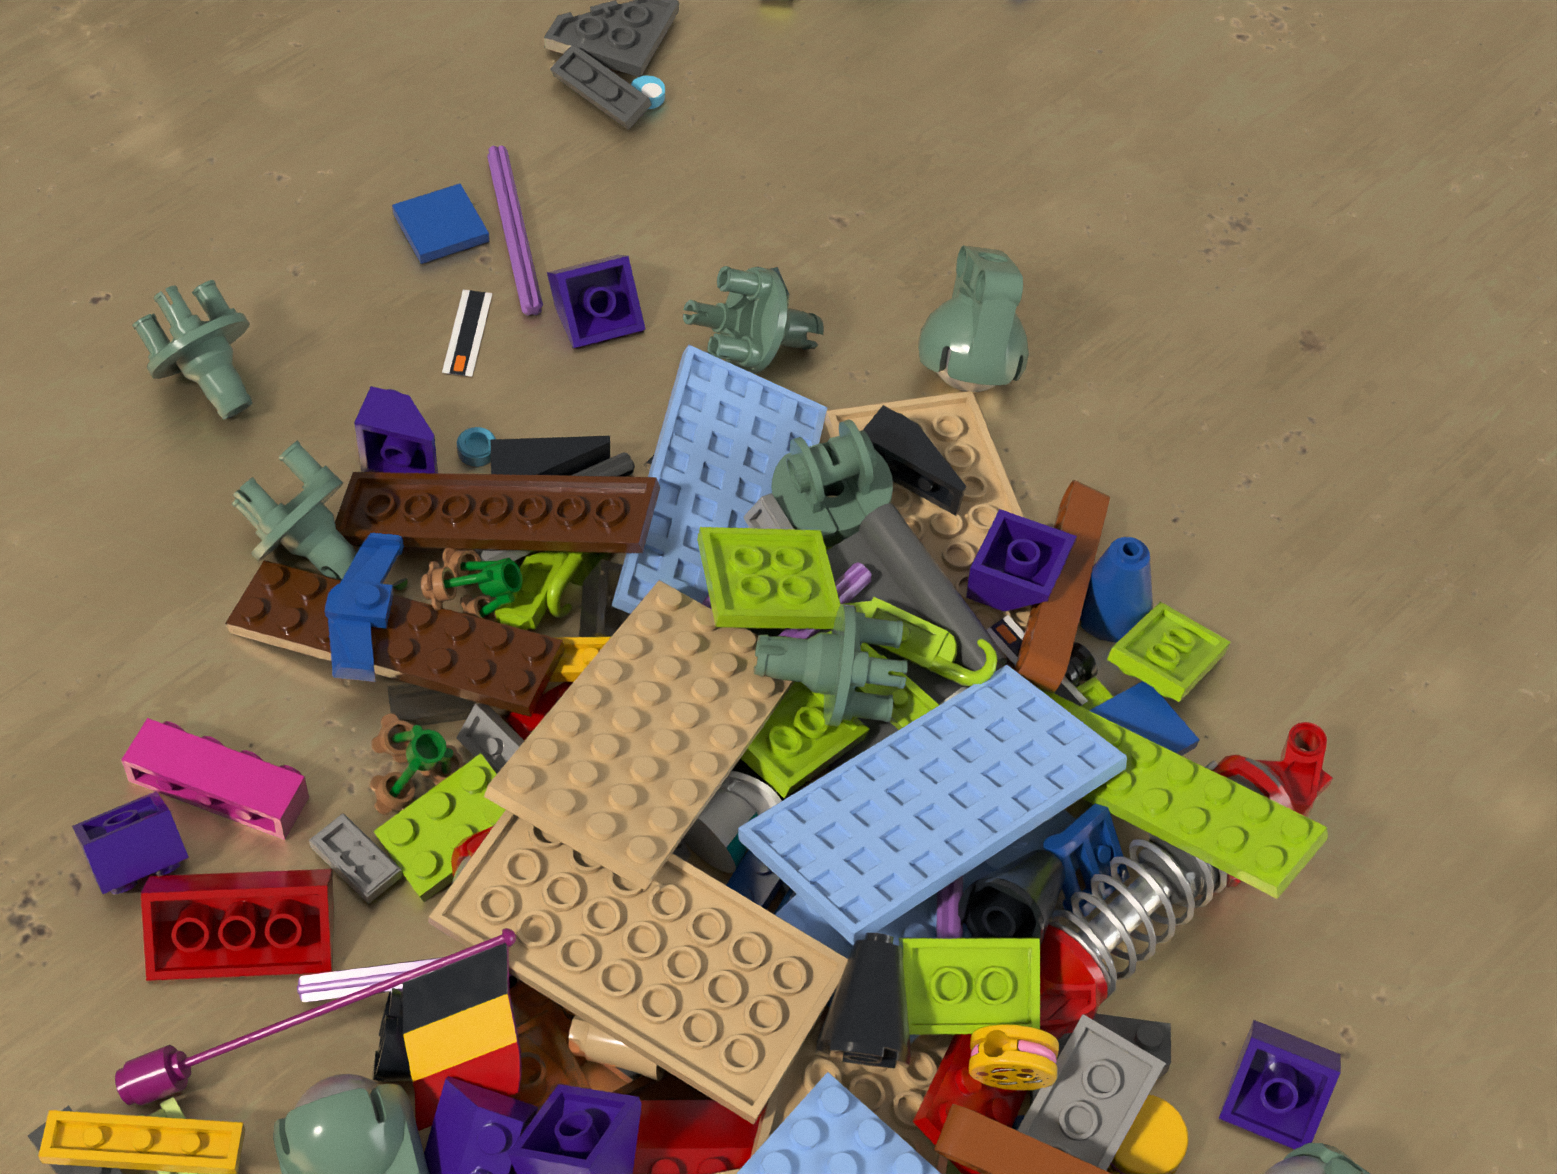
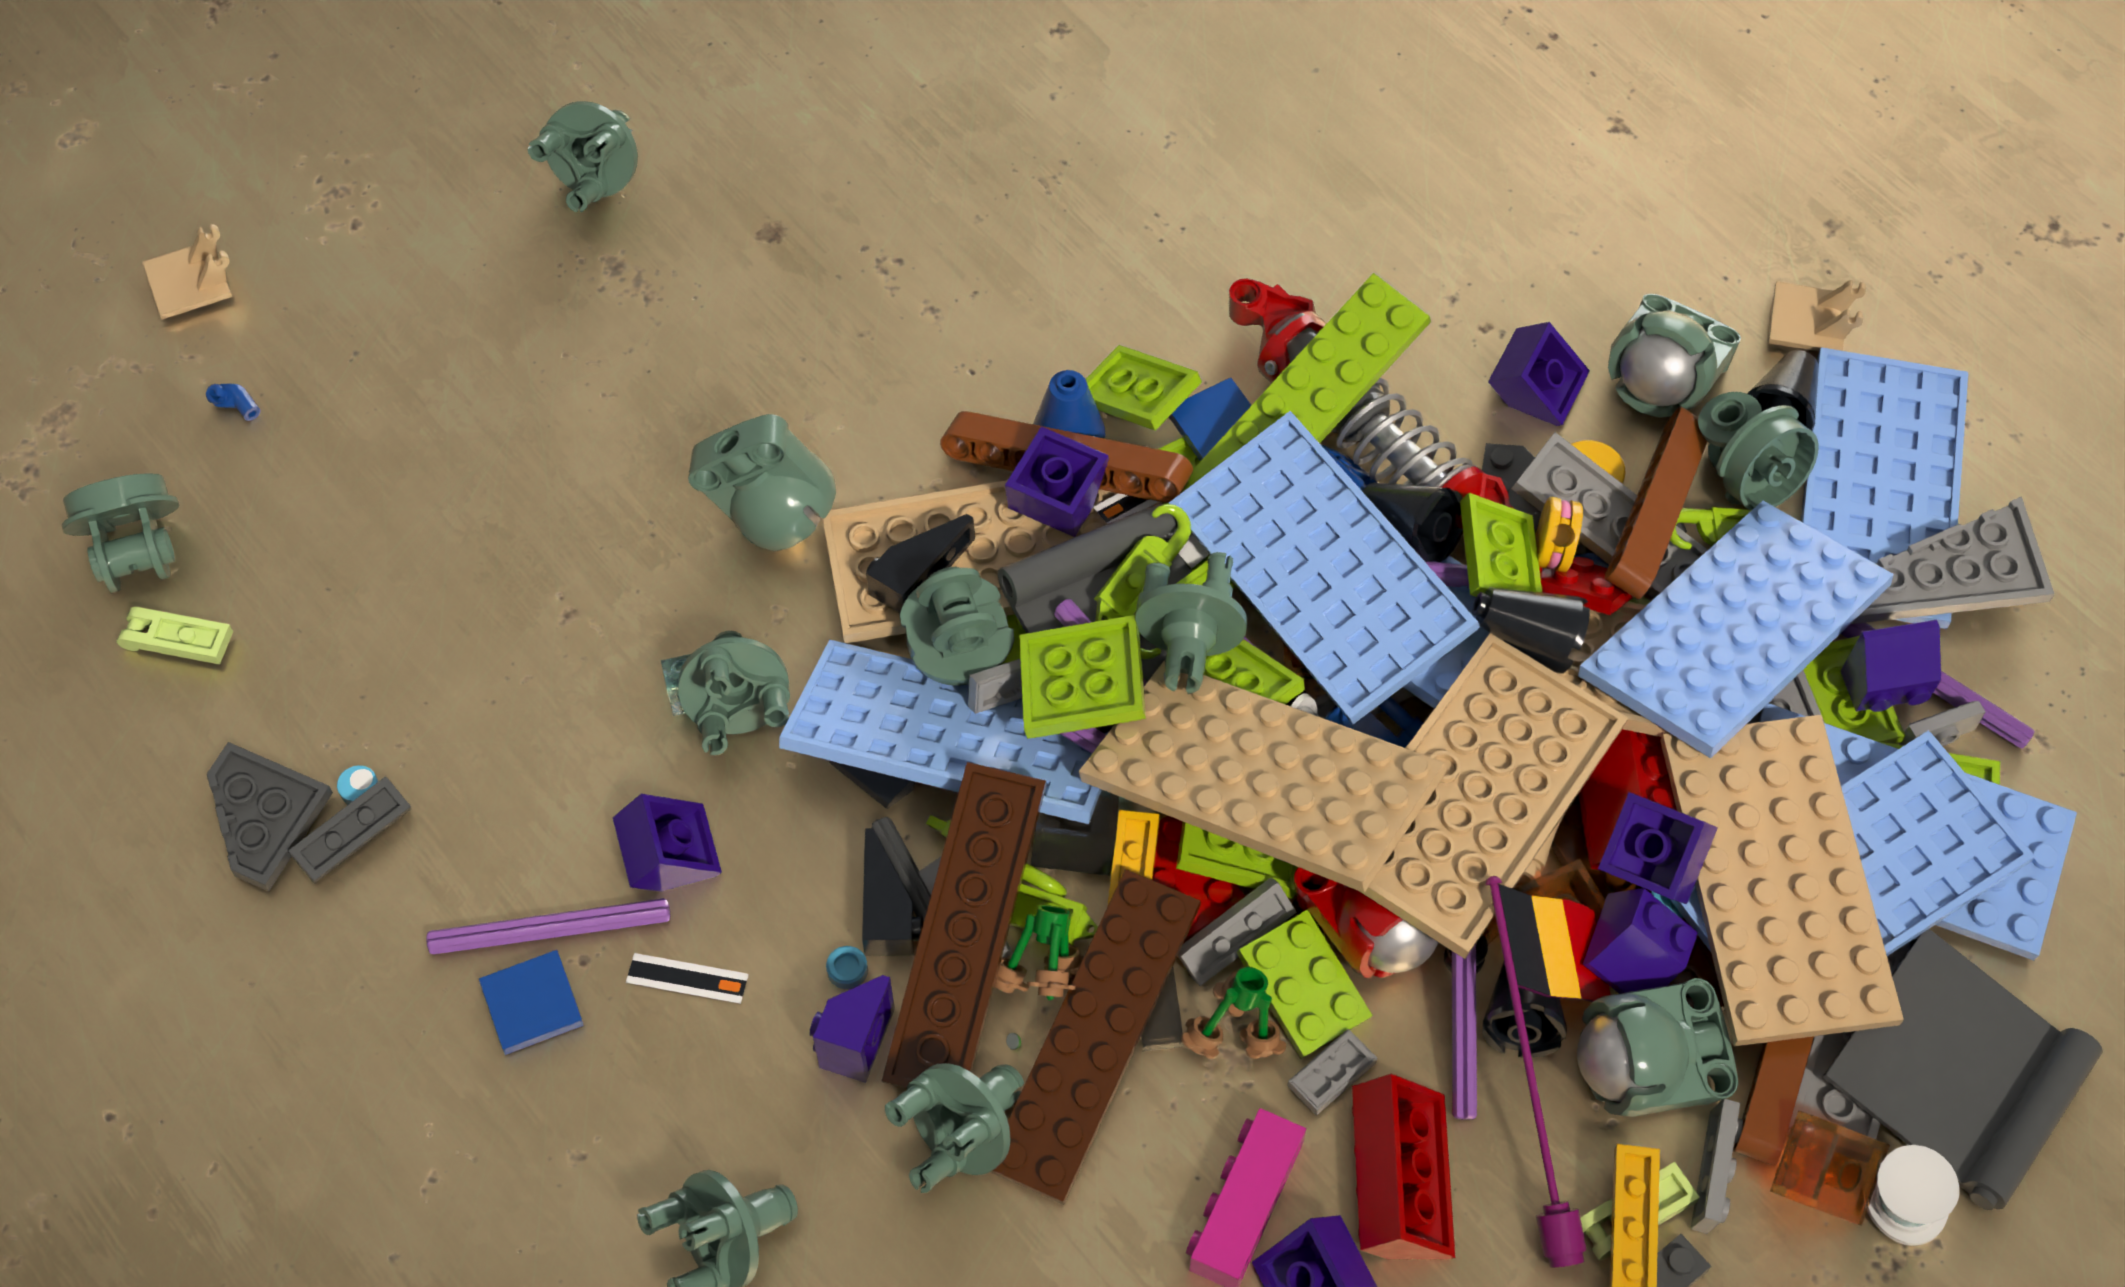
camera: 80 degrees left, 5 degrees up
(359, 604) = (1071, 1057): blue plate -> none
(1358, 171) = (587, 151): none -> sand green piece

